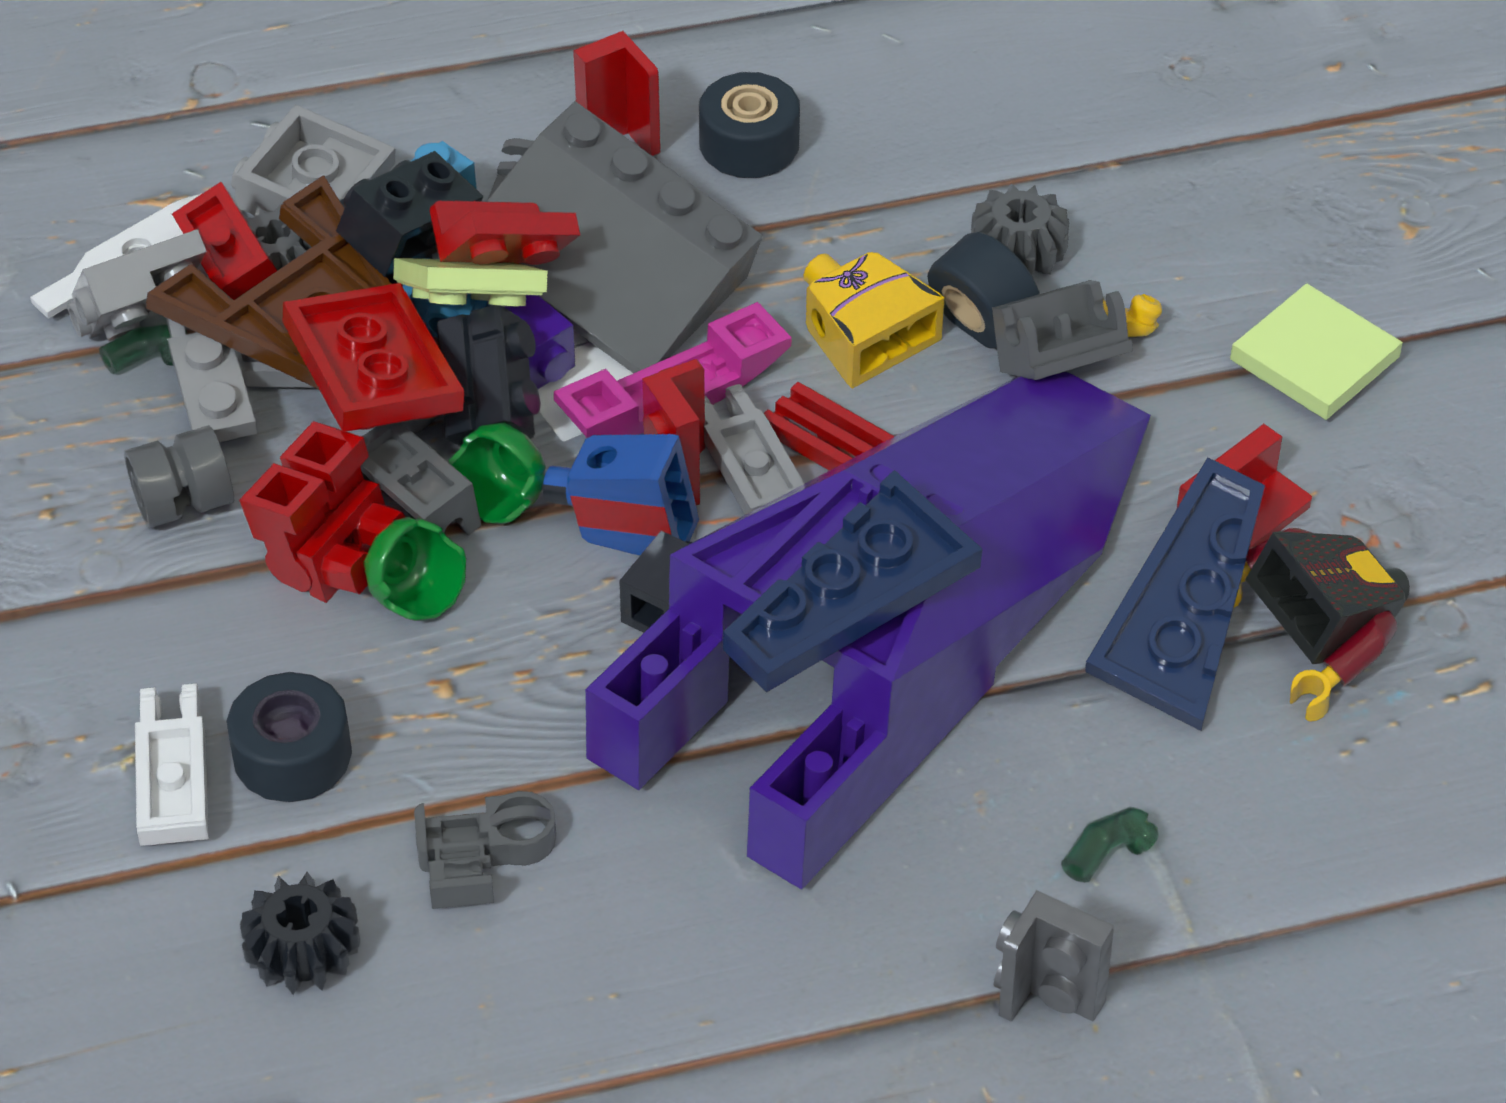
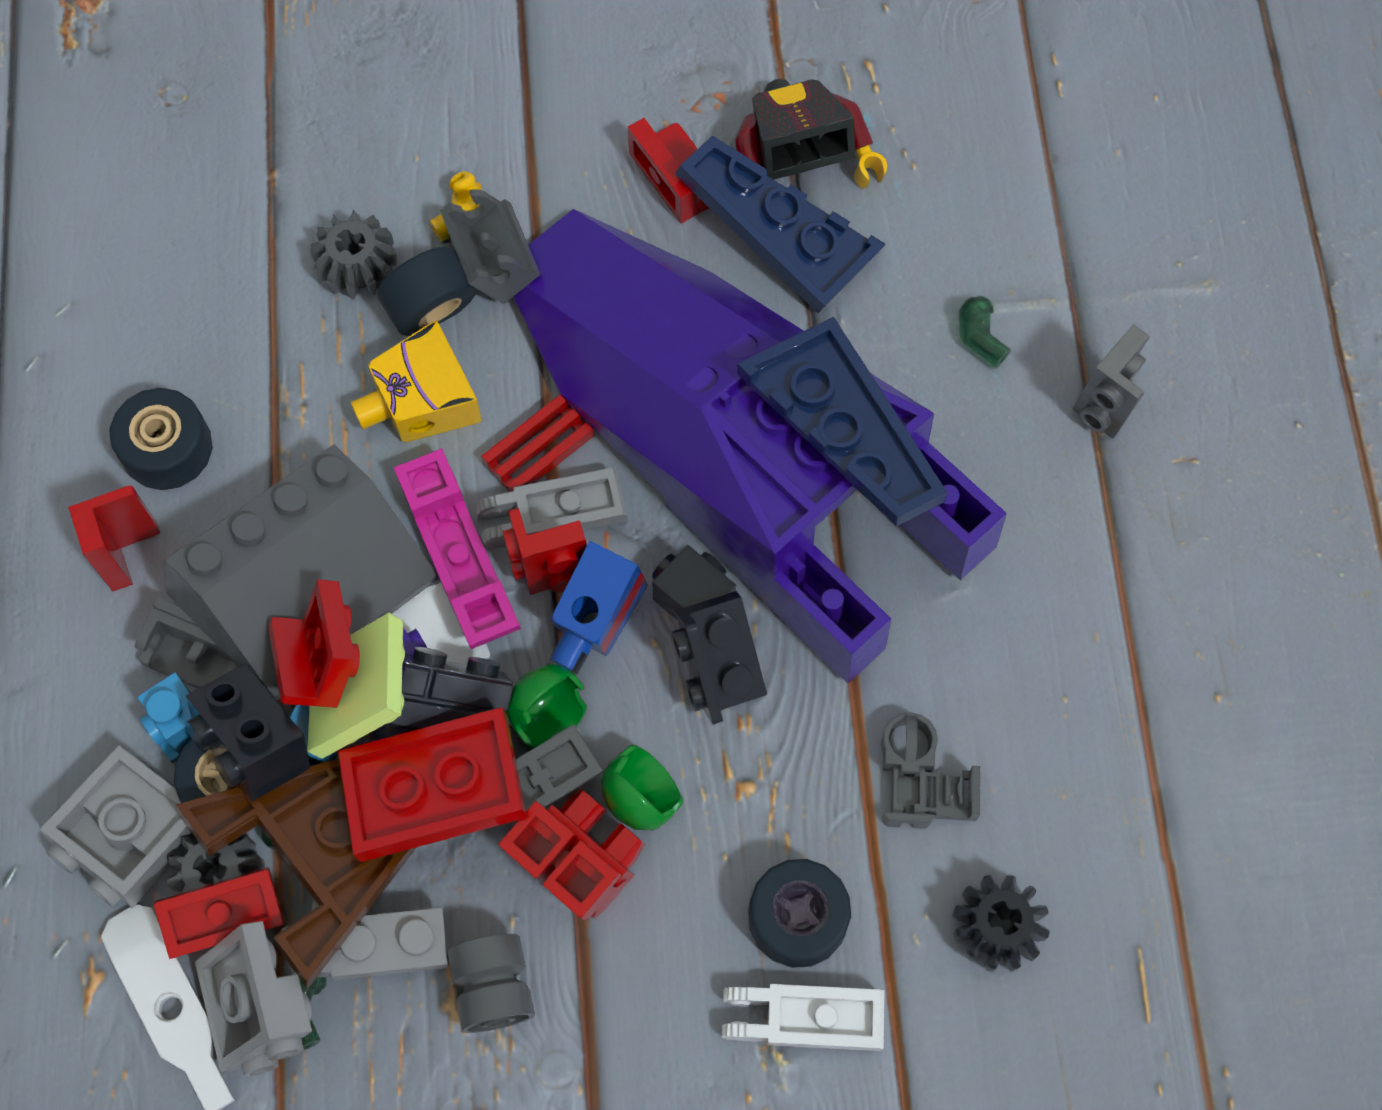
camera: 80 degrees left, 20 degrees up
(581, 605) = (720, 655): none -> black bracket
(1316, 351) = (536, 79): yellowish green tile -> none

